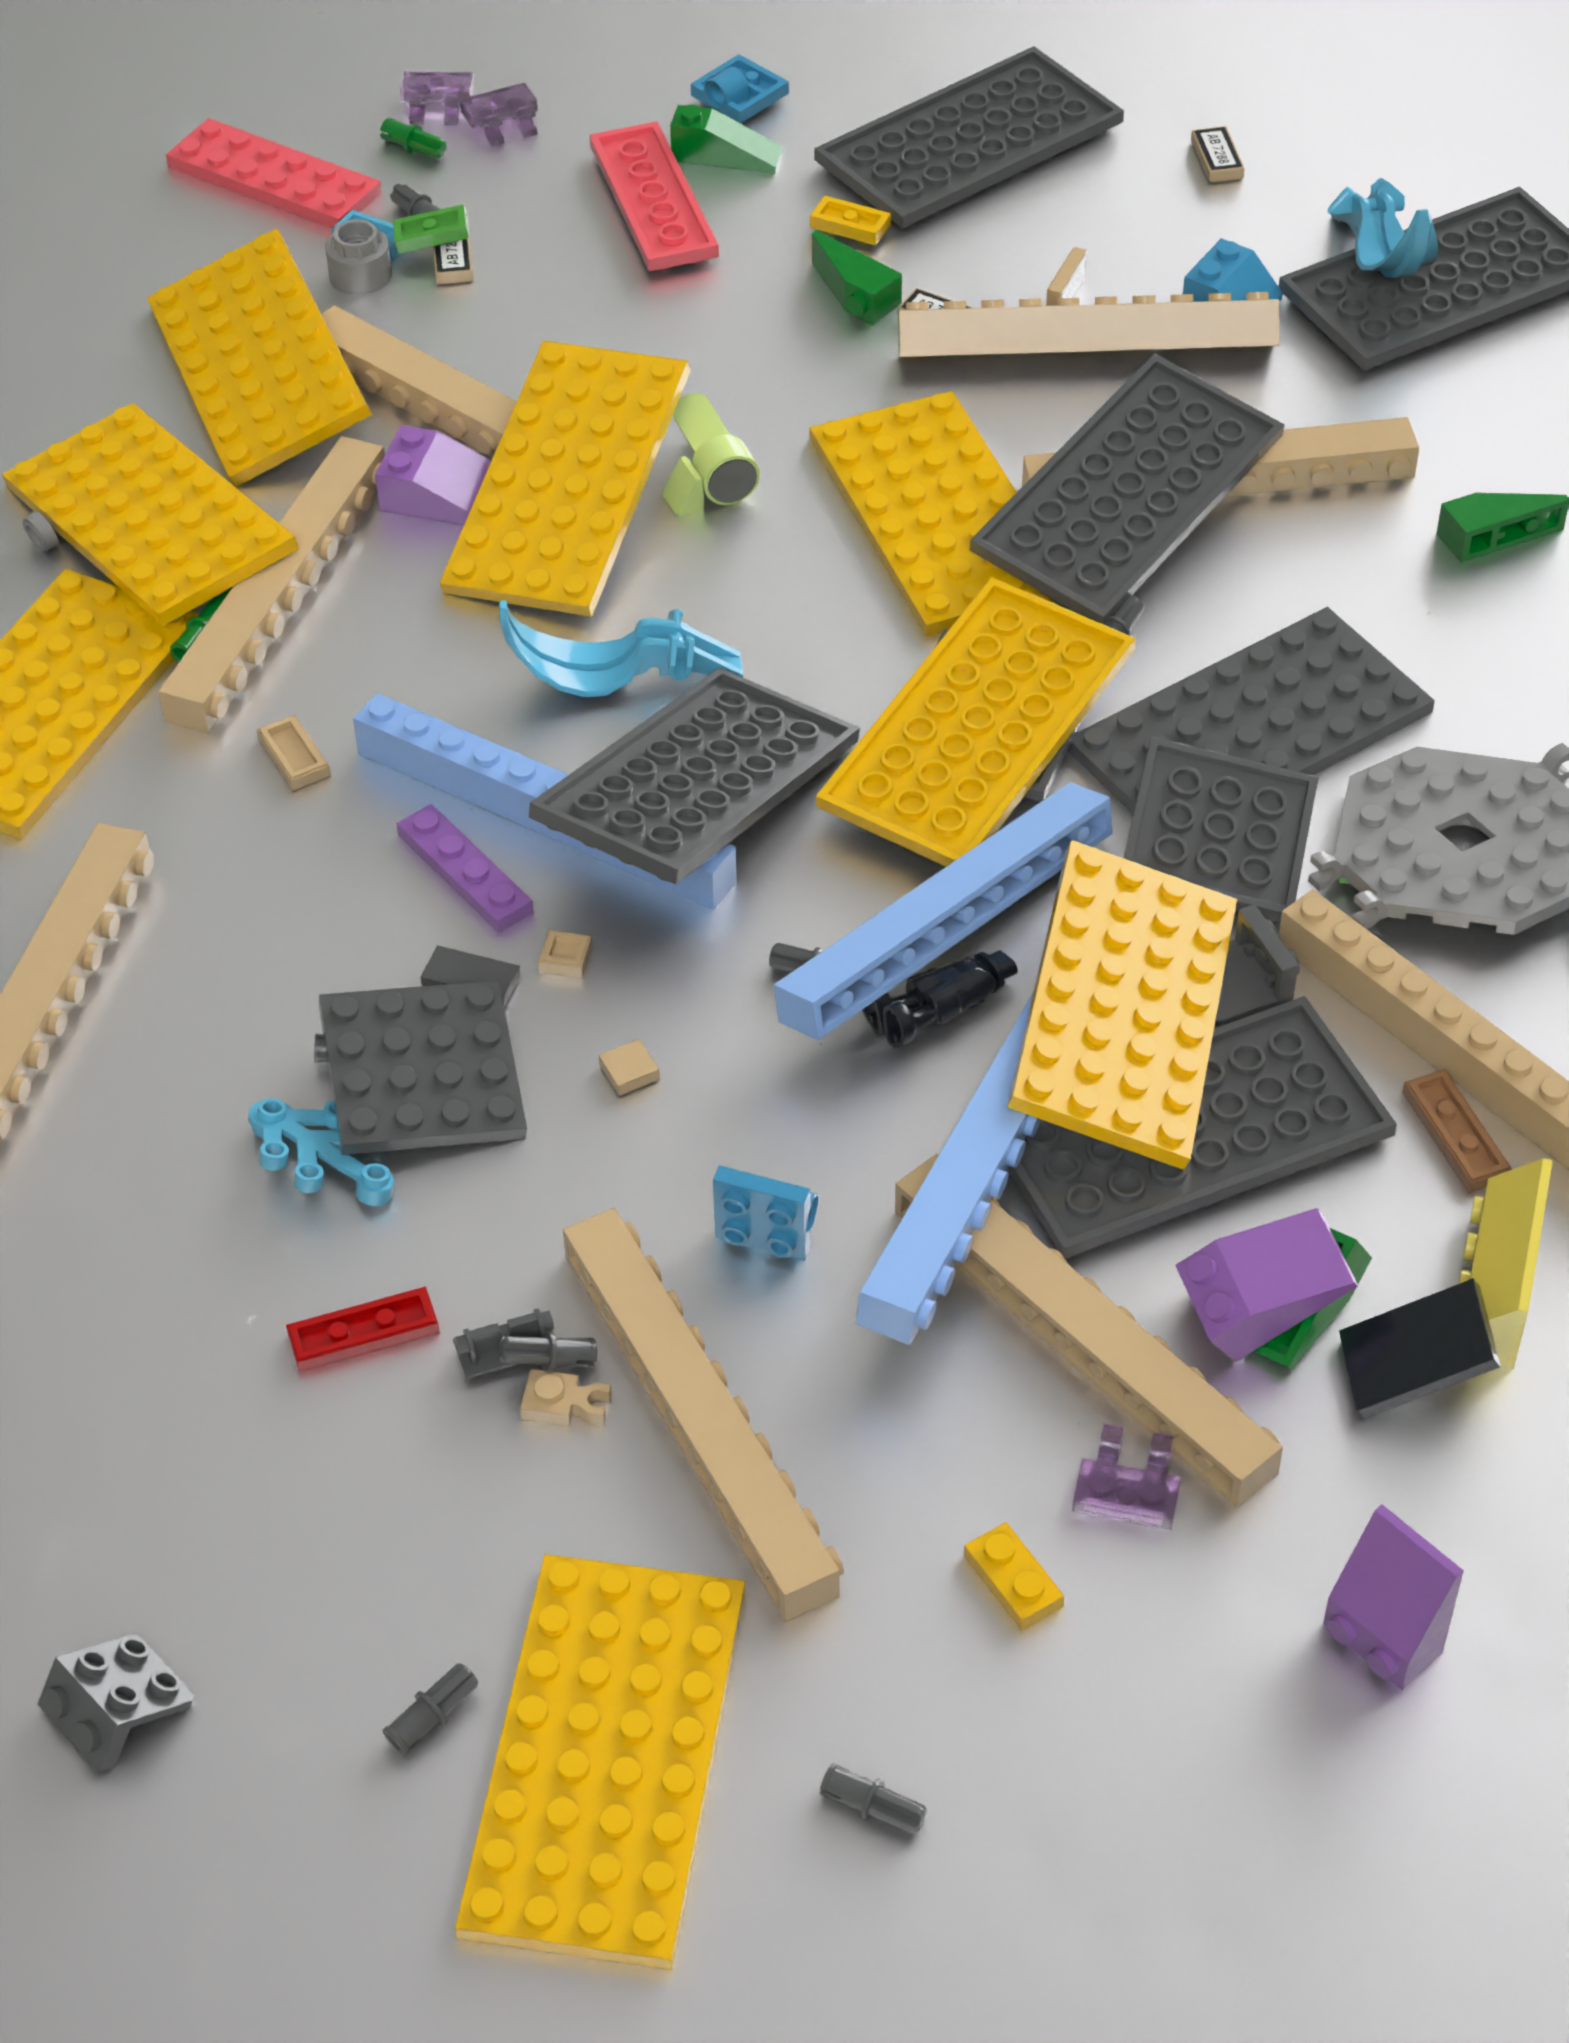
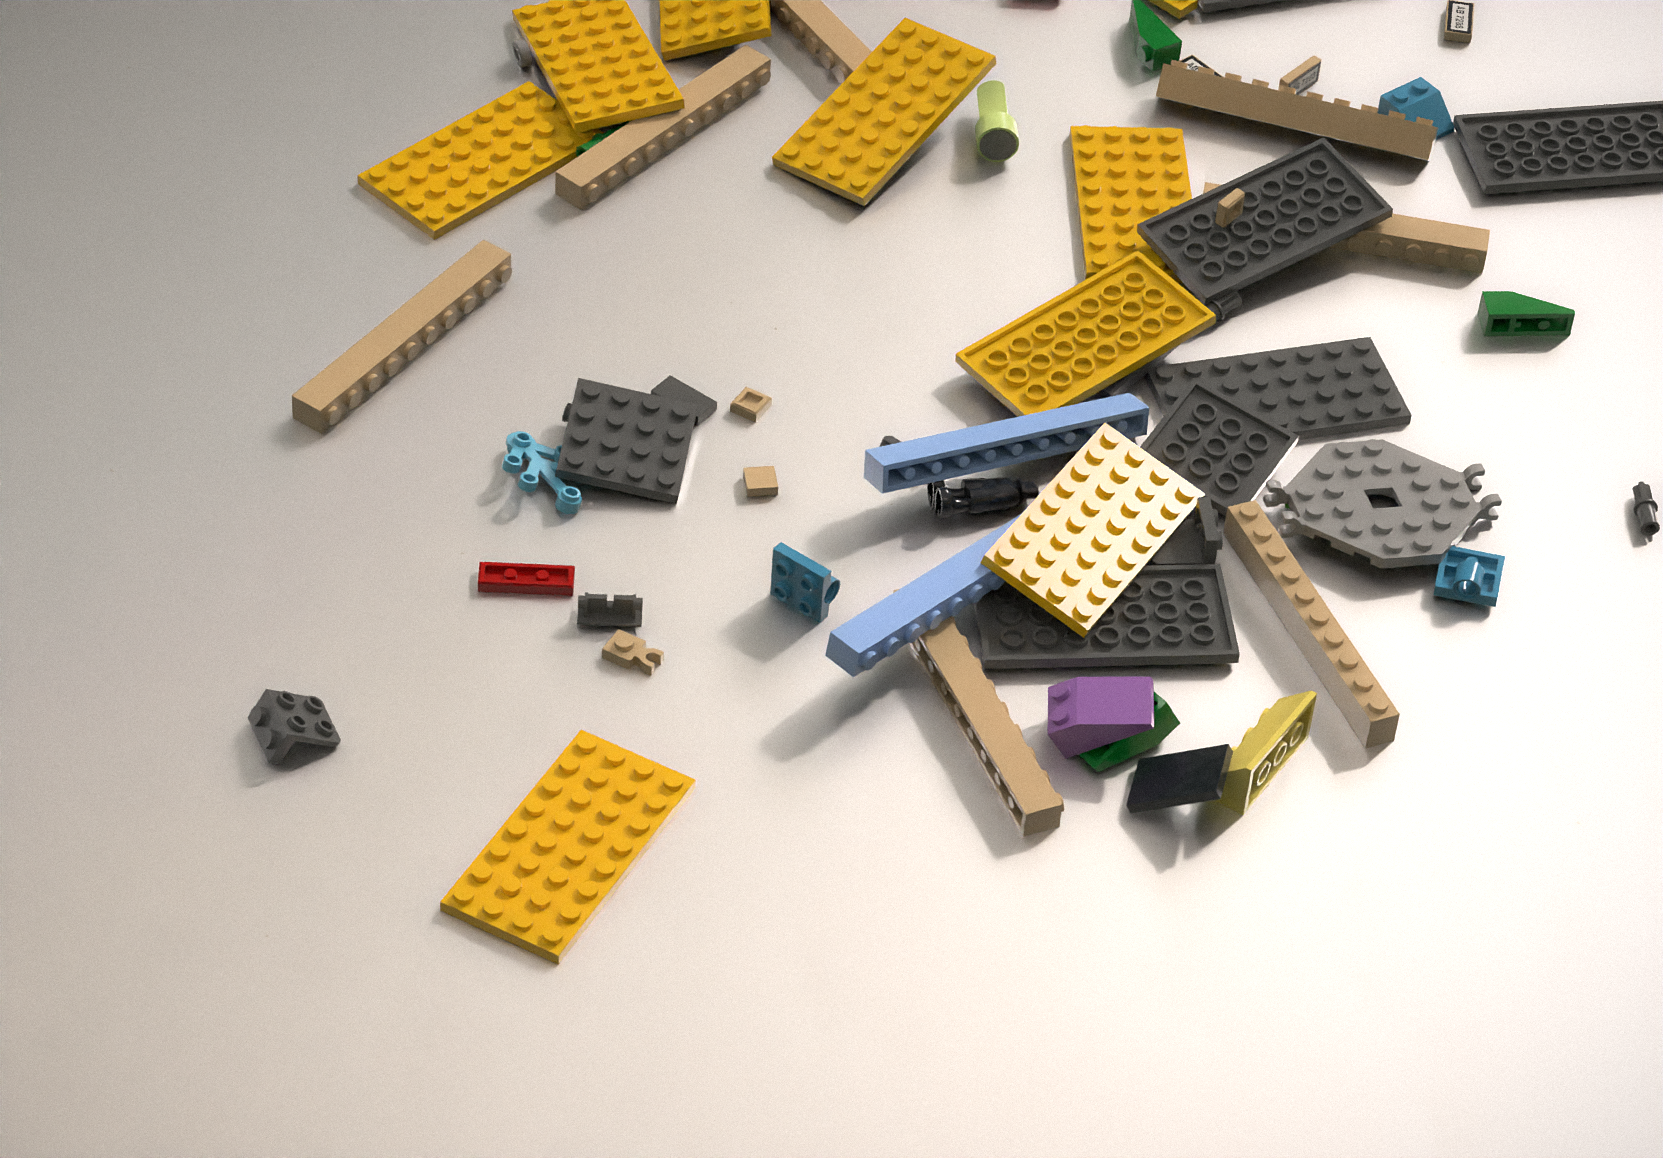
camera: 15 degrees right, 5 degrees down
(293, 752) = (629, 235): tan tile -> none
(429, 476) = (793, 86): medium lavender slope -> none
(430, 1708) = (476, 788): dark grey axle -> none
(465, 868) = (709, 335): medium lavender plate -> none
(499, 783) = (779, 308): light blue brick -> none
(548, 1351) = (632, 621): dark grey axle -> none
(604, 667) = (854, 238): medium azure piece -> none
(684, 488) = (964, 142): yellowish green slope -> none
(694, 775) = (880, 316): dark grey plate -> none
(703, 1416) = (711, 683): tan brick -> none
(872, 1799) = (717, 913): dark grey axle -> none
(1013, 1576) = (863, 828): yellow plate -> none
(1084, 483) = (1230, 207): none -> tan tile
(1127, 1492) = (956, 806): clear purple plate -> none
(1378, 234) = (1539, 106): medium azure piece -> none
(1394, 1599) = (1083, 902): medium lavender slope -> none
(1455, 1129) = (1280, 666): medium nougat tile -> none

